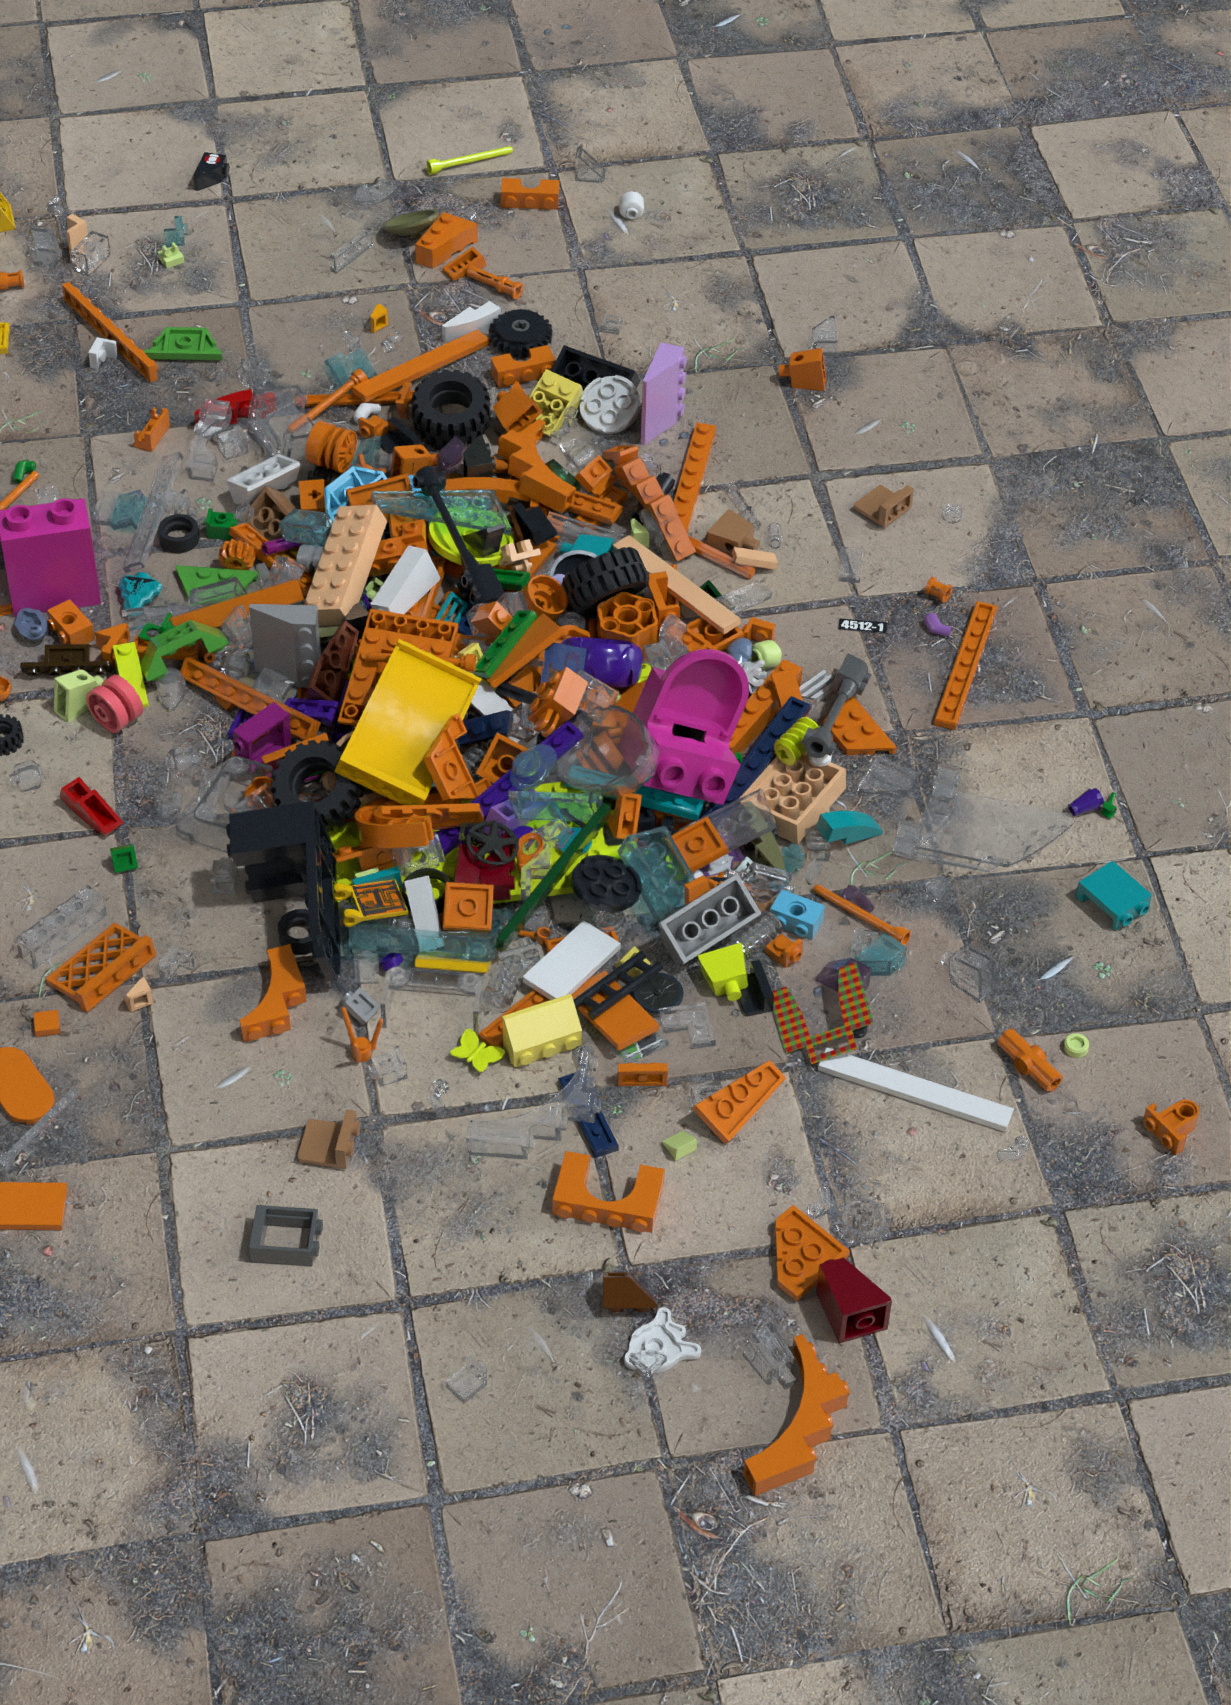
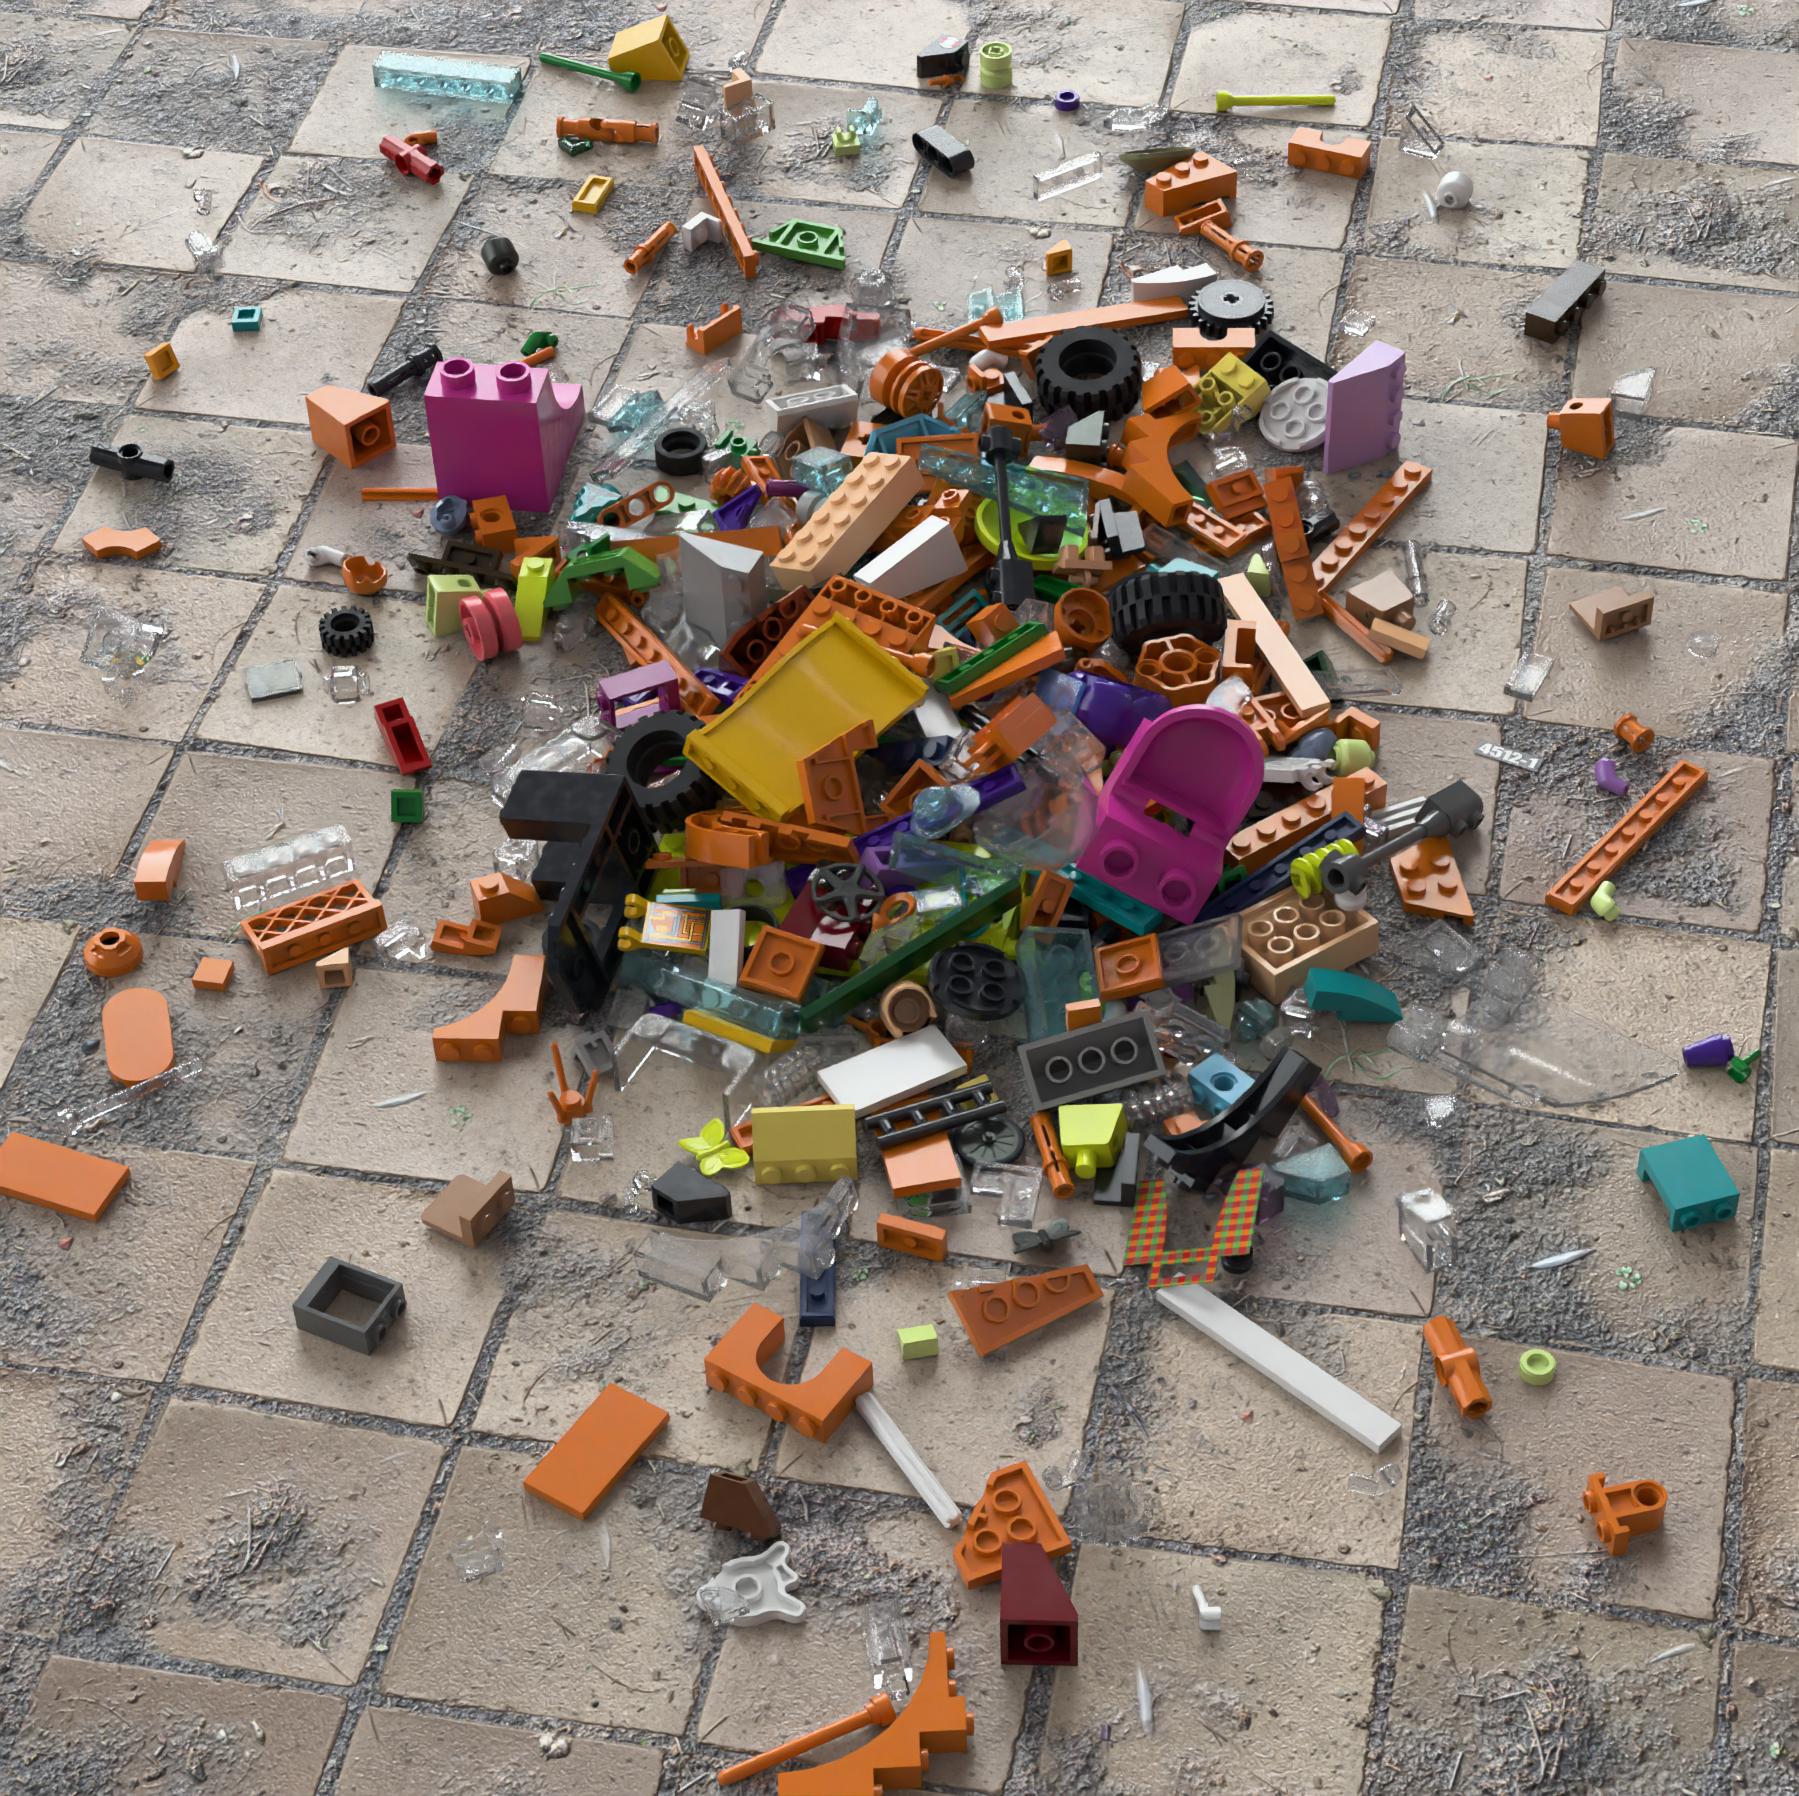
camera: 25 degrees right, 5 degrees down
(66, 378) = (645, 252): none -> orange pin
(181, 583) = (648, 502): none -> orange beam
(211, 538) = (714, 461): none -> clear tile
(214, 948) = (459, 939): none -> orange slope
(220, 189) = (945, 81): none -> orange hand
(231, 910) = (503, 898): none -> orange slope
(249, 248) = (943, 151): none -> black beam
(250, 572) = (737, 511): none -> dark purple tile
(254, 170) = (995, 65): none -> yellowish green wheel
(318, 188) = (1067, 100): none -> dark purple tile
(479, 1089) = (689, 1196): none -> black slope
(506, 1285) = (596, 1451): none -> orange tile
(561, 913) = (906, 1008): none -> light nougat piece
(705, 991) = (1060, 1180): none -> orange pin
(715, 1227) = (908, 1460): none -> white axle
(727, 640) = (1301, 728): none -> orange bar
(727, 1050) = (1056, 1231): none -> pearl dark grey piece
(747, 277) = (1565, 301): none -> dark brown brick
(781, 1400) = (877, 1712): none -> orange piece
(816, 947) = (1265, 1107): none -> black arch
(954, 1271) = (1208, 1616): none -> white hand
(972, 716) = (1603, 903): none -> yellowish green arm

